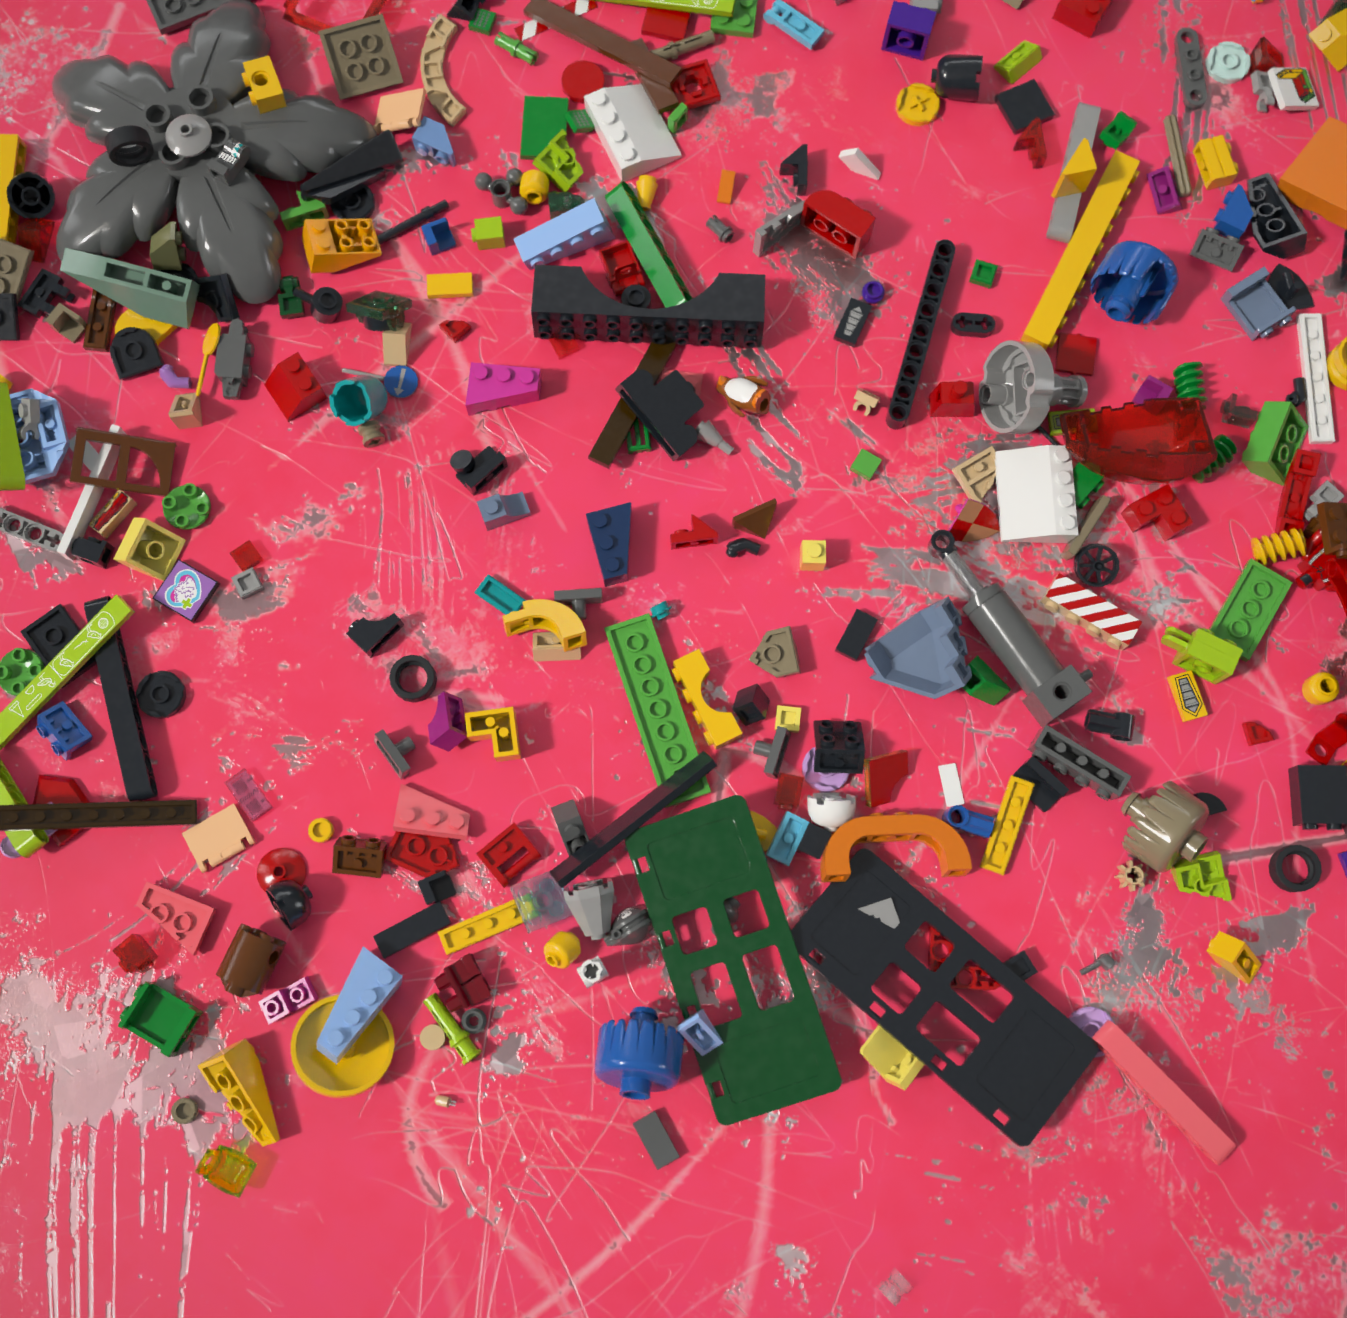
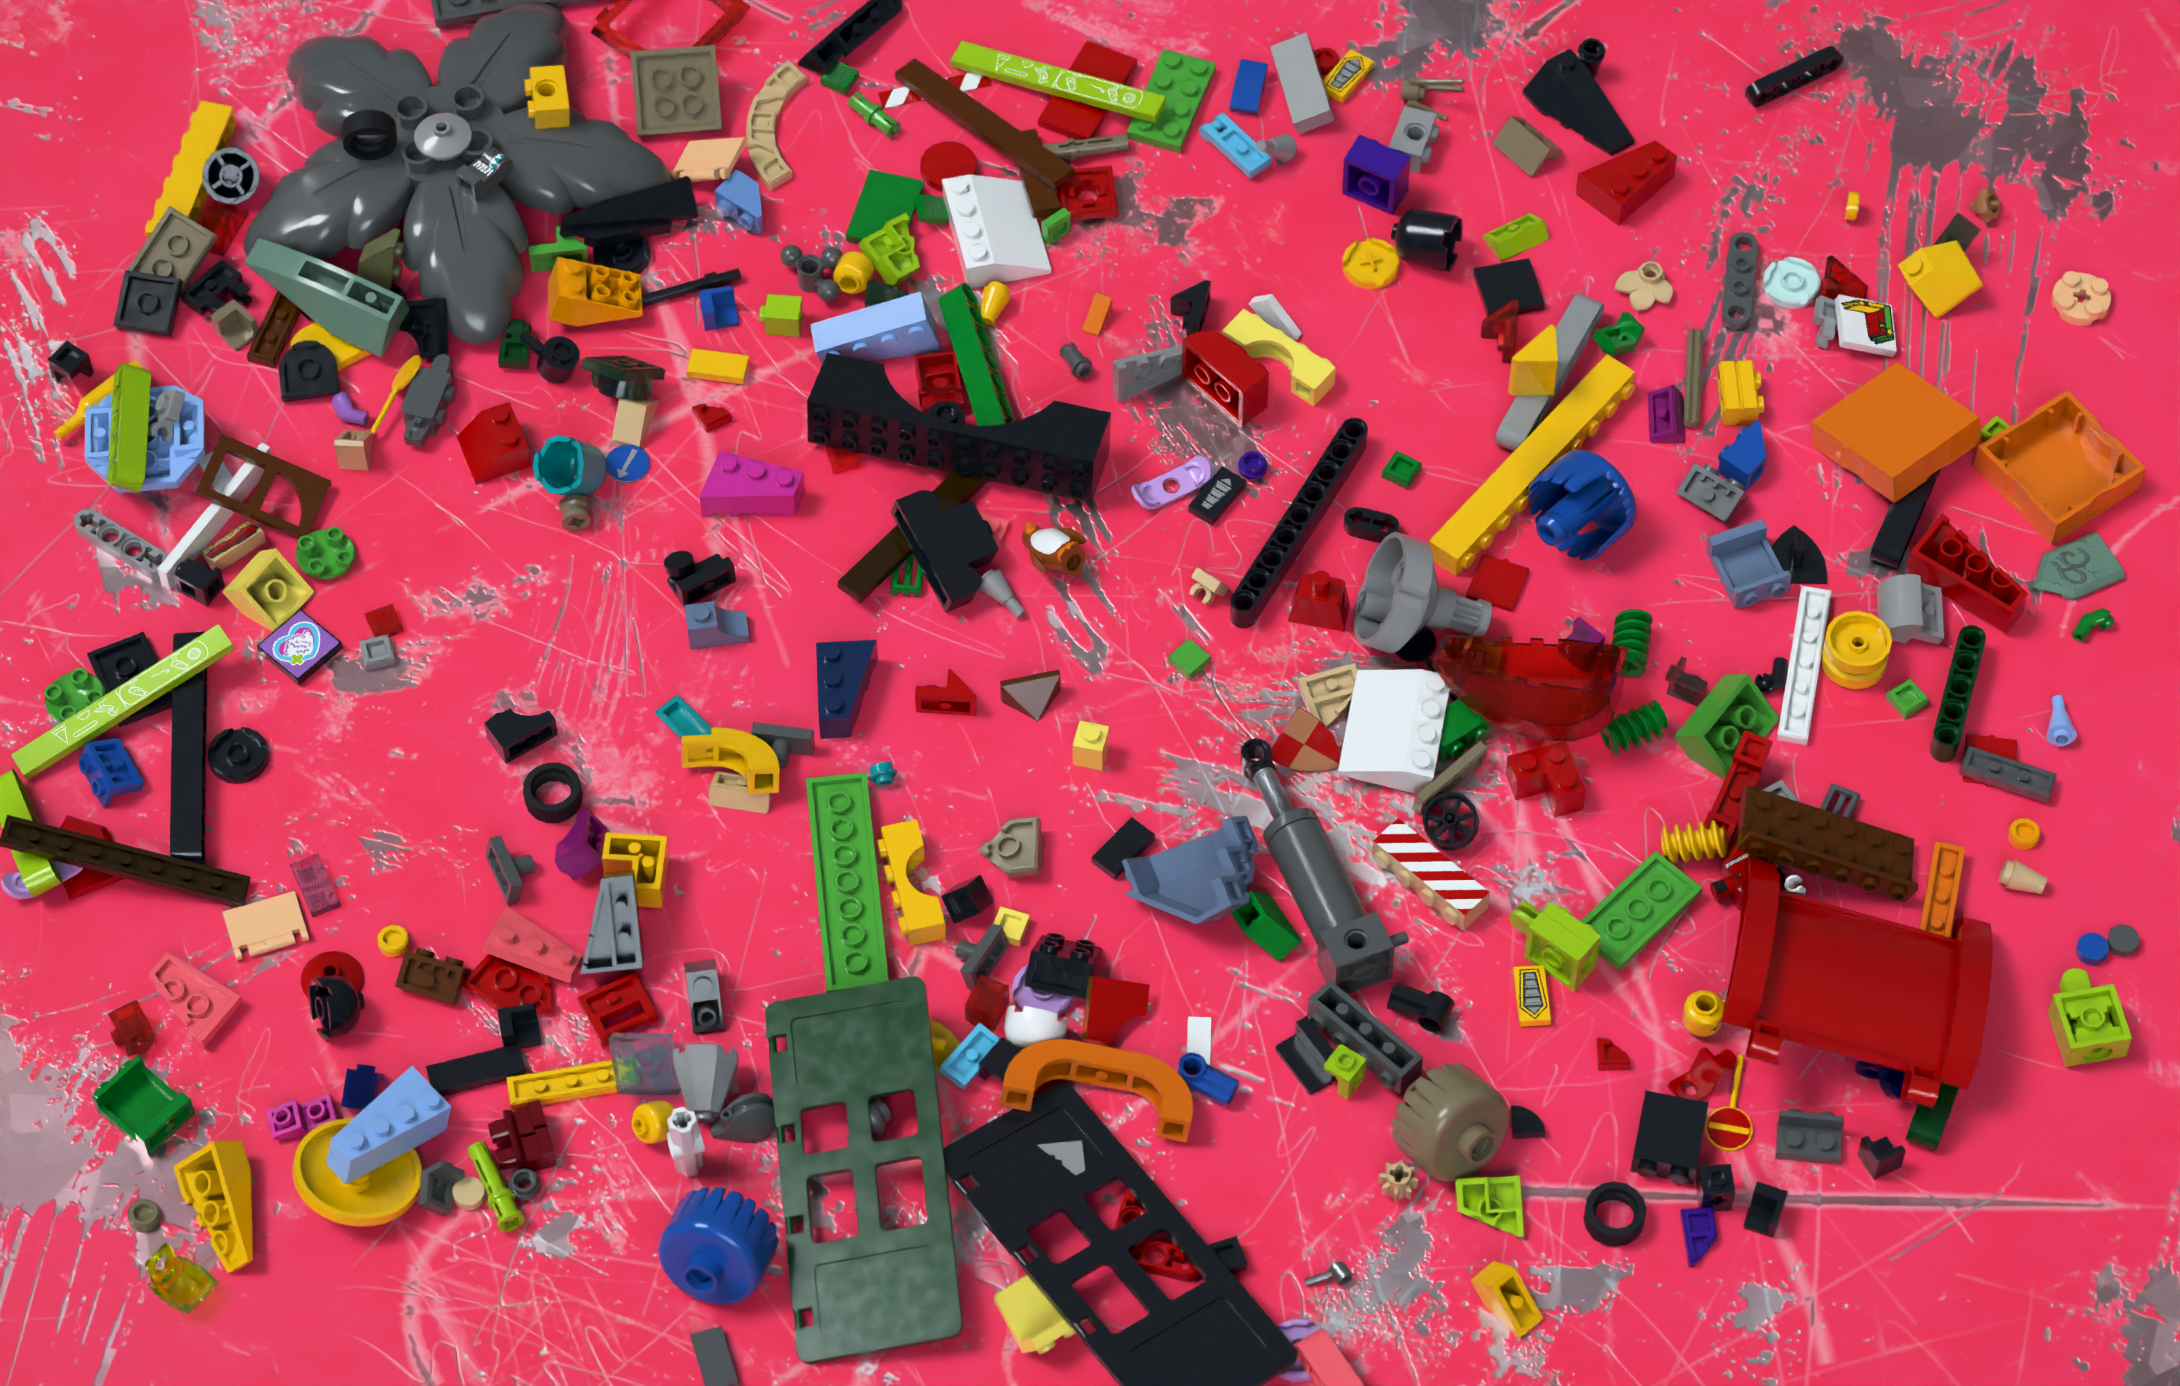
camera: 15 degrees right, 20 degrees down
(249, 961) = (270, 1056): reddish brown cylinder -> none
(327, 965) = (360, 1086): none -> clear blue bracket
(408, 1042) = (437, 1187): none -> dark grey bracket
(444, 1101) = (463, 1267): tan piece -> none
(491, 793) = (615, 926): none -> wedge
(632, 819) = (782, 990): black tile -> none
(700, 1032) = (799, 1238): light blue slope -> none
(742, 544) = (1005, 719): black arm -> none
(829, 20) = (1280, 147): none -> light grey cone
(829, 310) = (1189, 476): none -> lavender piece
(896, 205) = (1310, 373): none -> light yellow arch
(1006, 825) = (1256, 1096): yellow tile -> none
(1072, 793) = (1347, 1068): none -> lime bracket
(1123, 88) = (1645, 289): none -> tan plate
(1273, 219) = (1793, 473): black wedge -> none

